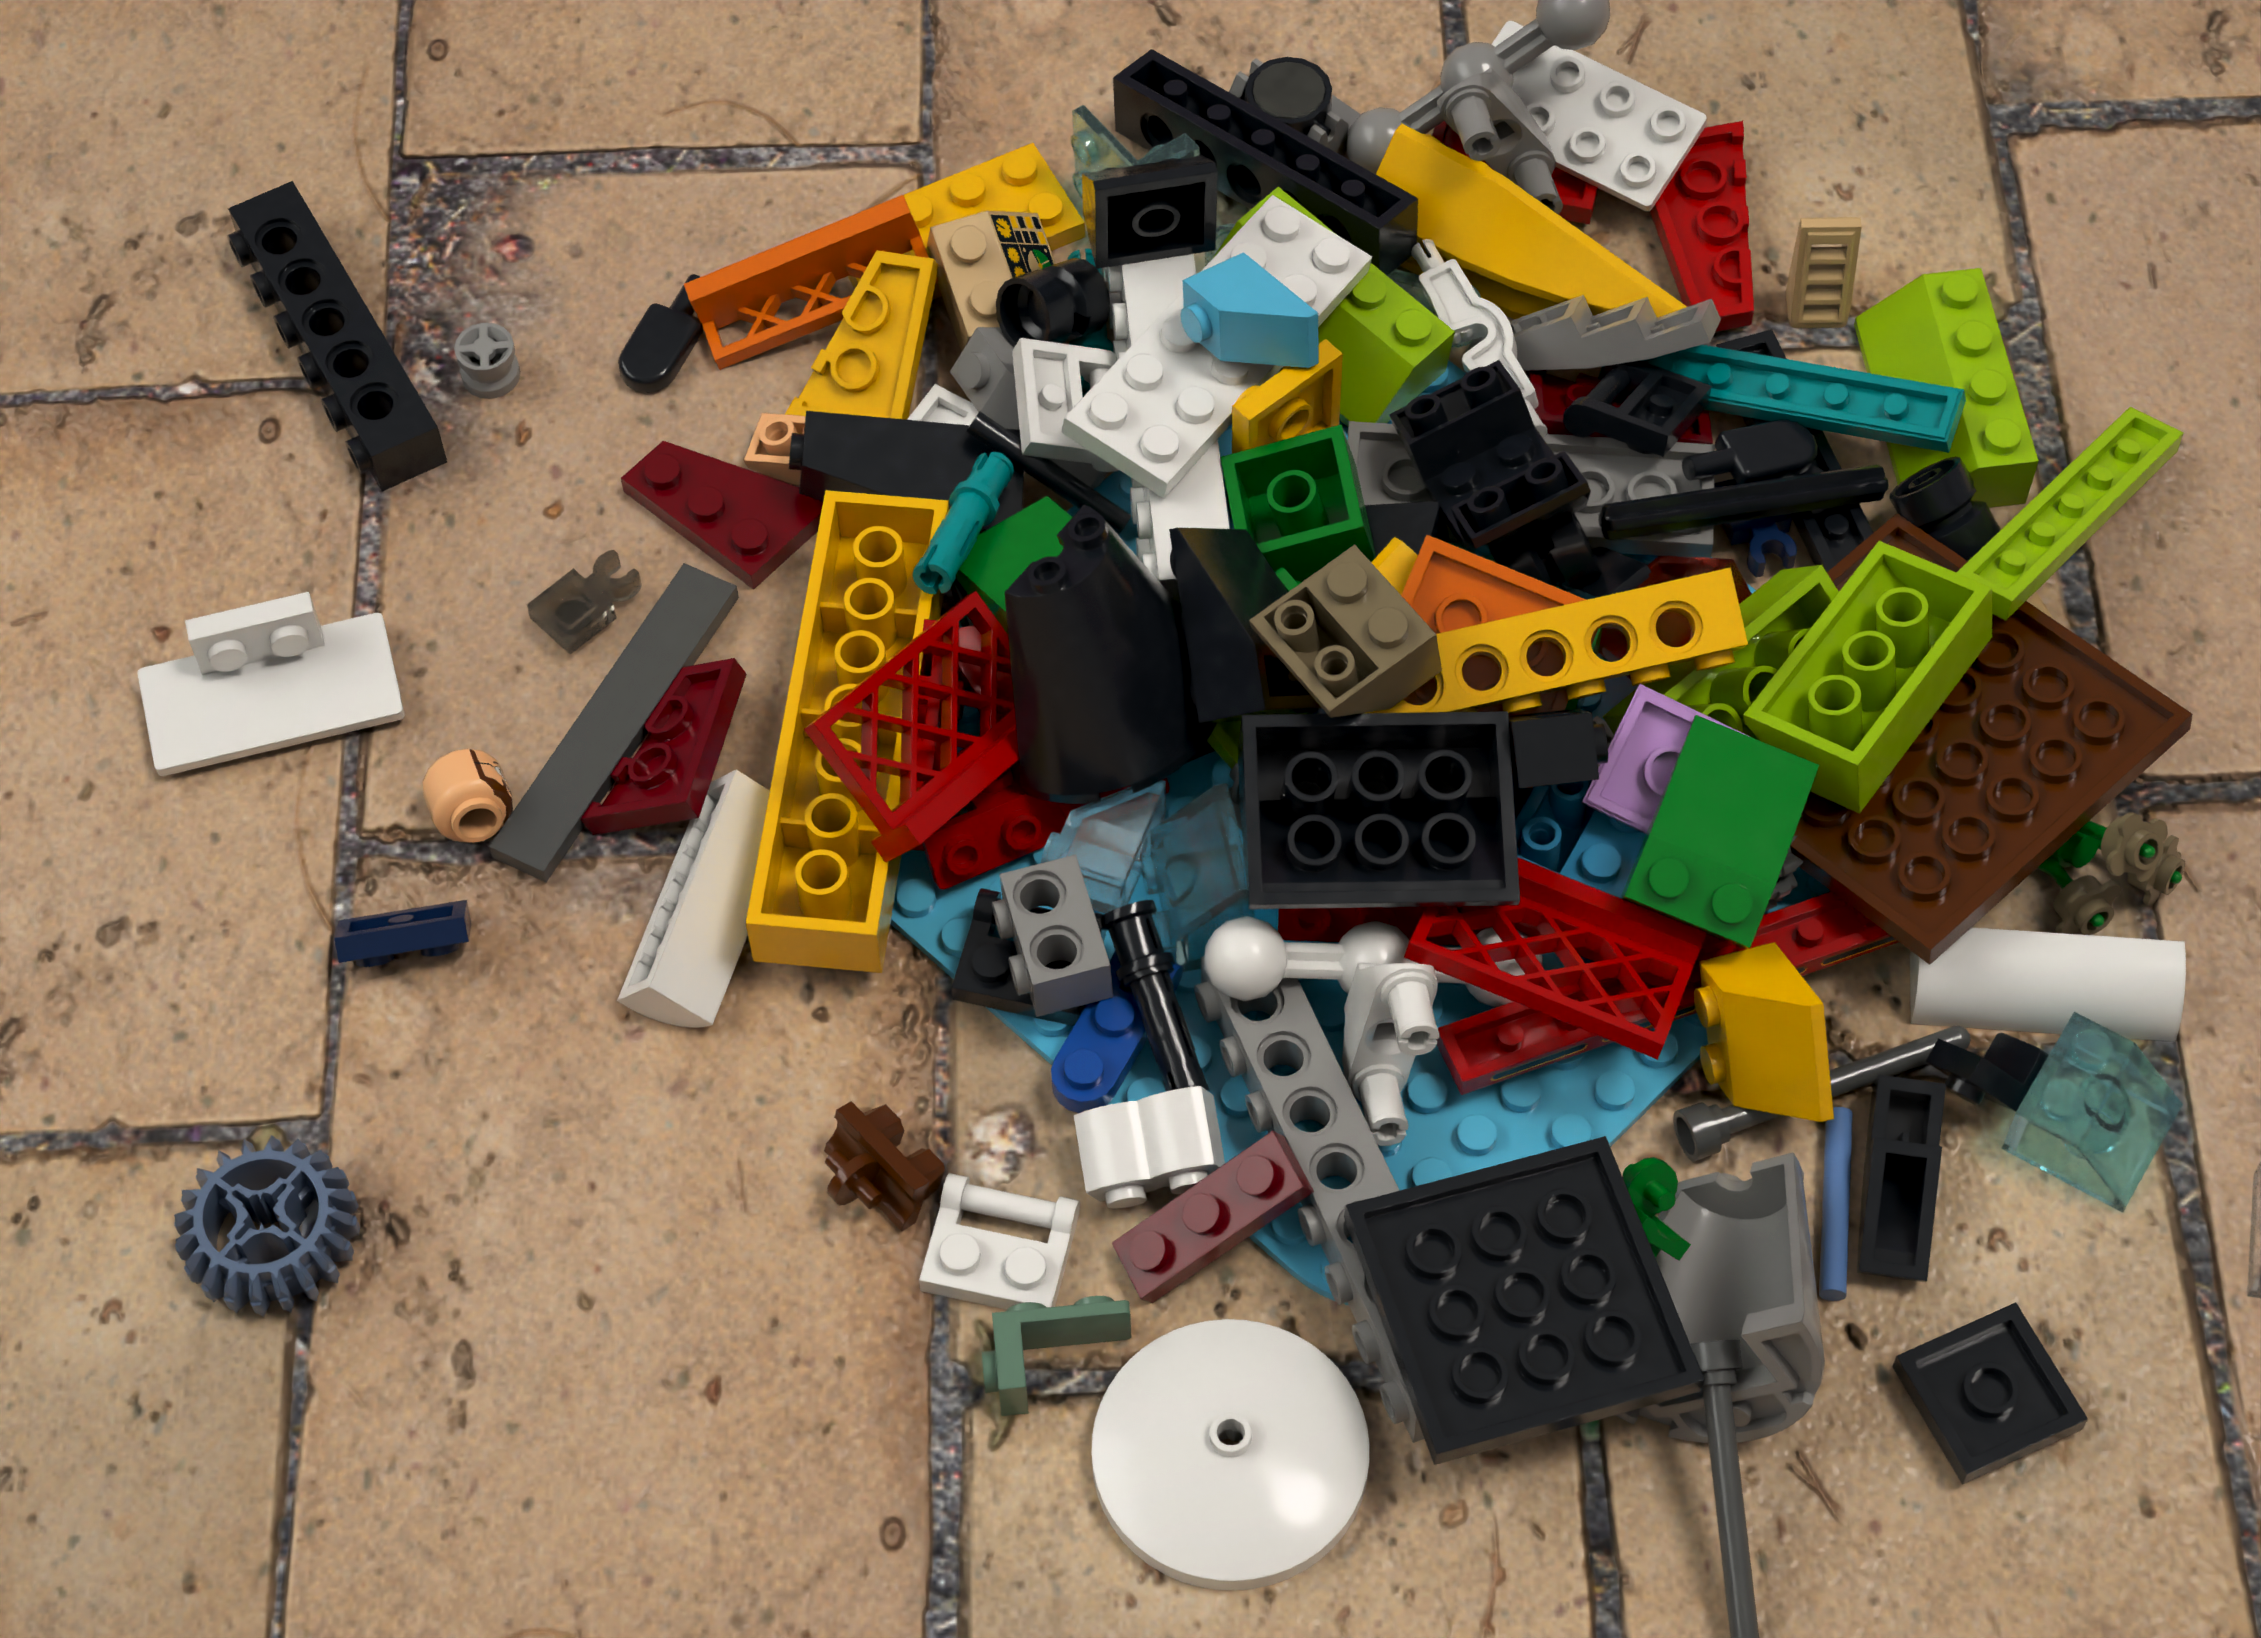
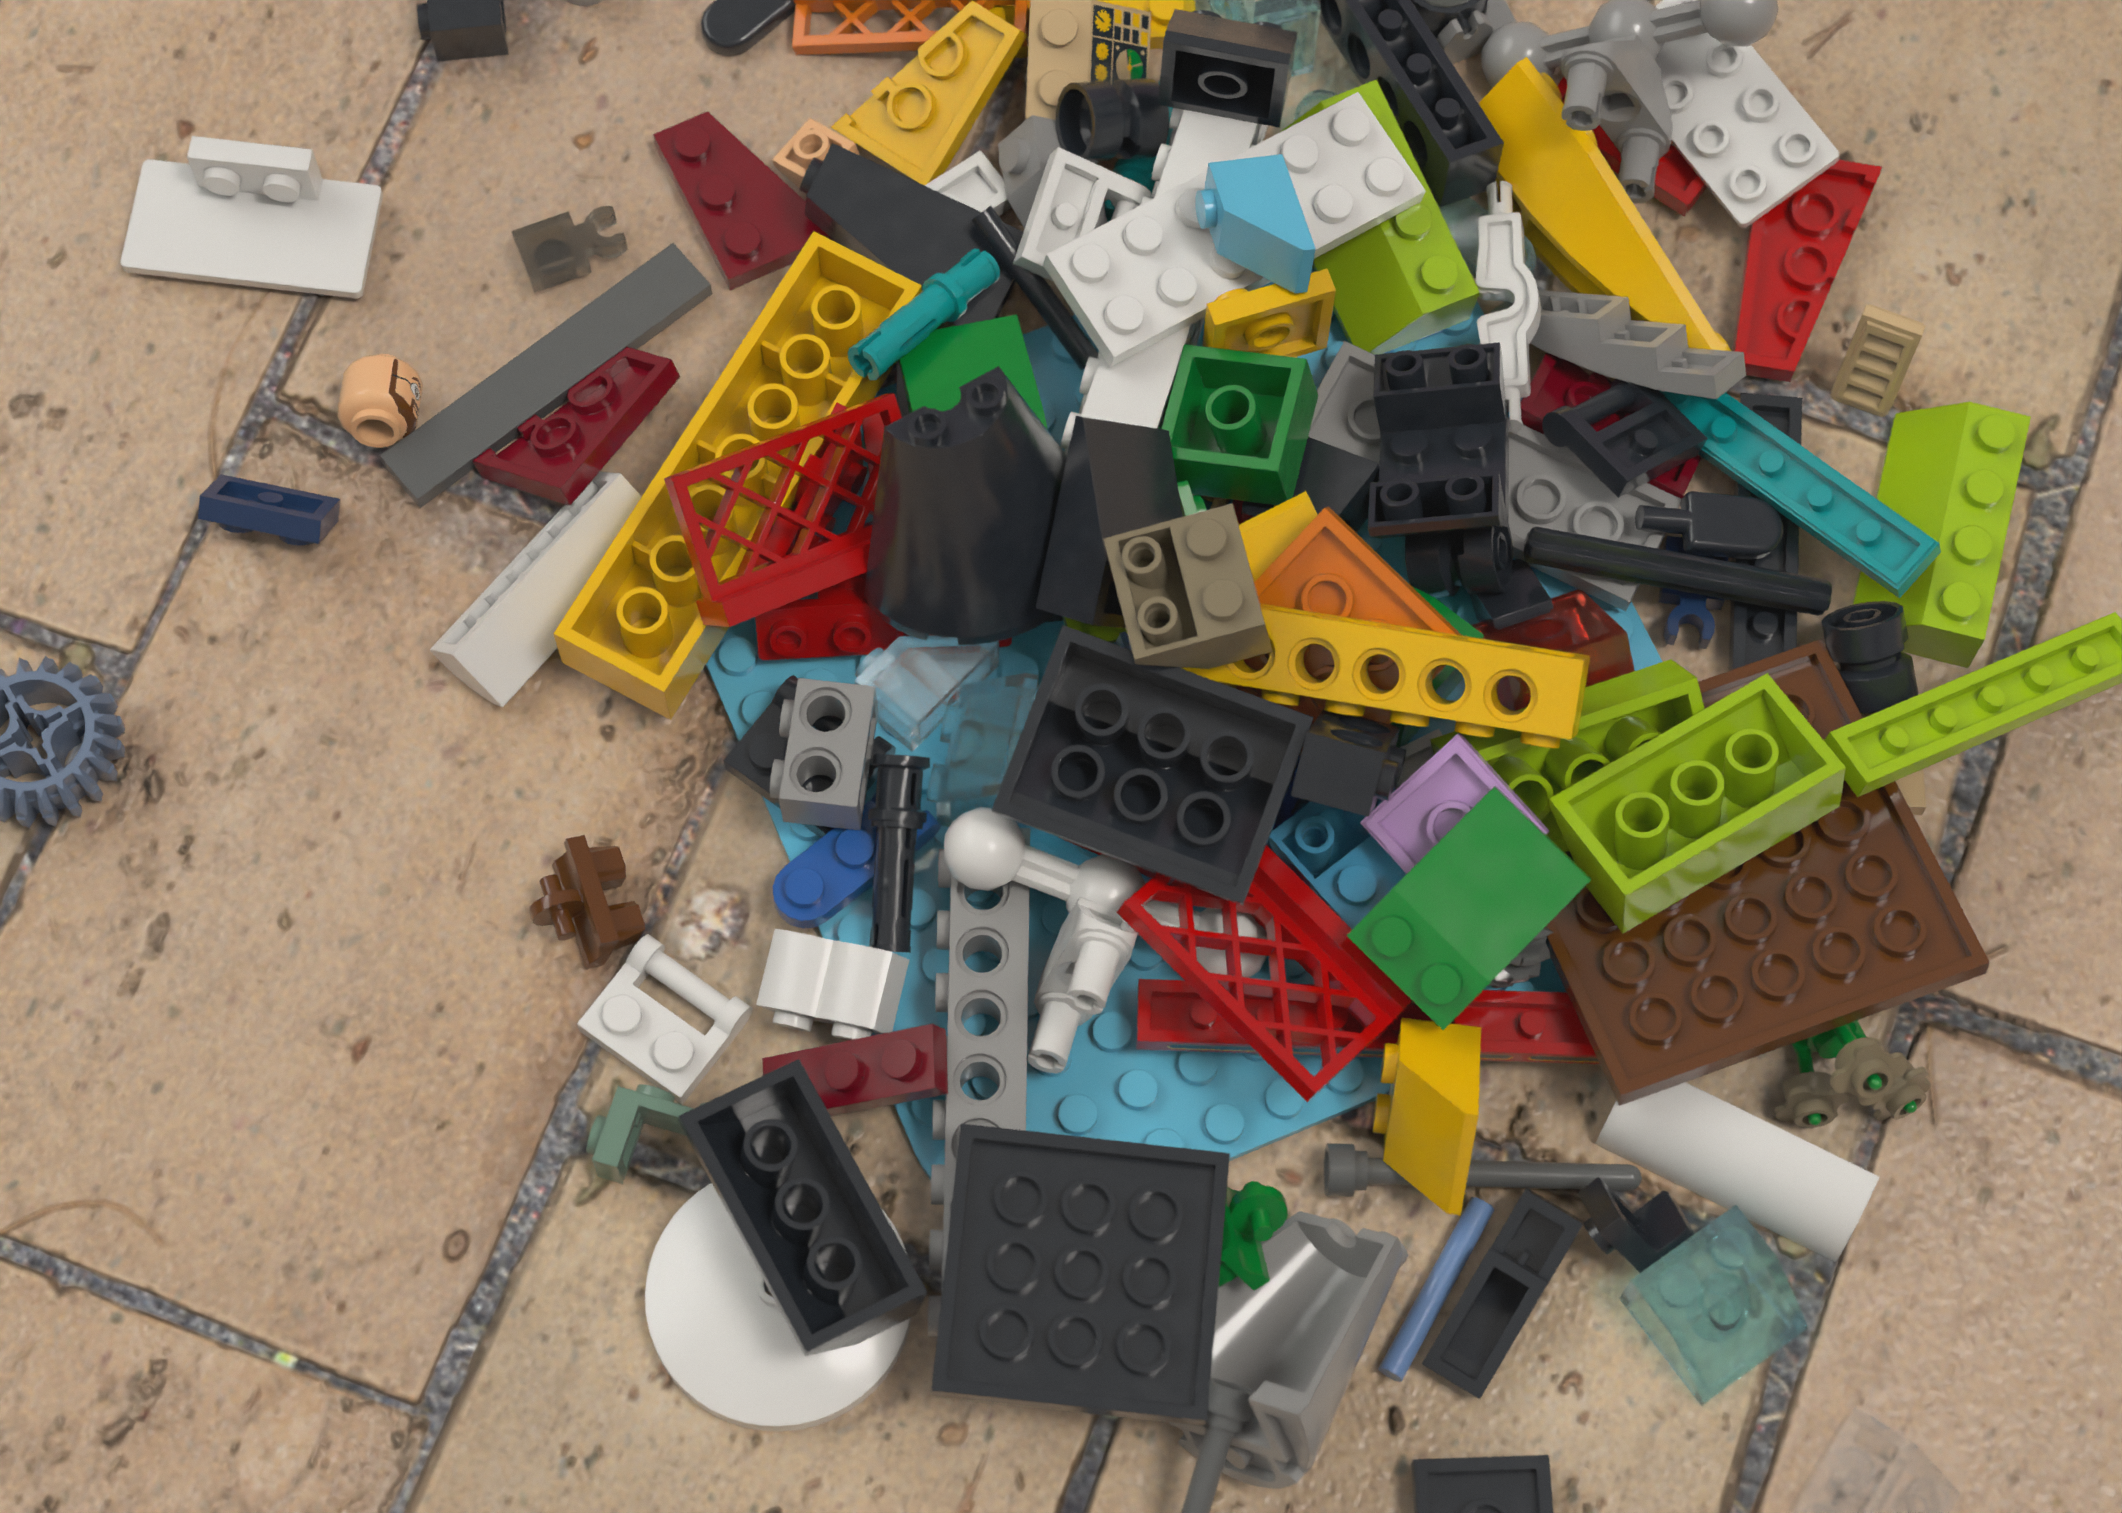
camera: 20 degrees right, 10 degrees up
(1237, 1340) = (804, 1211): none -> black slope

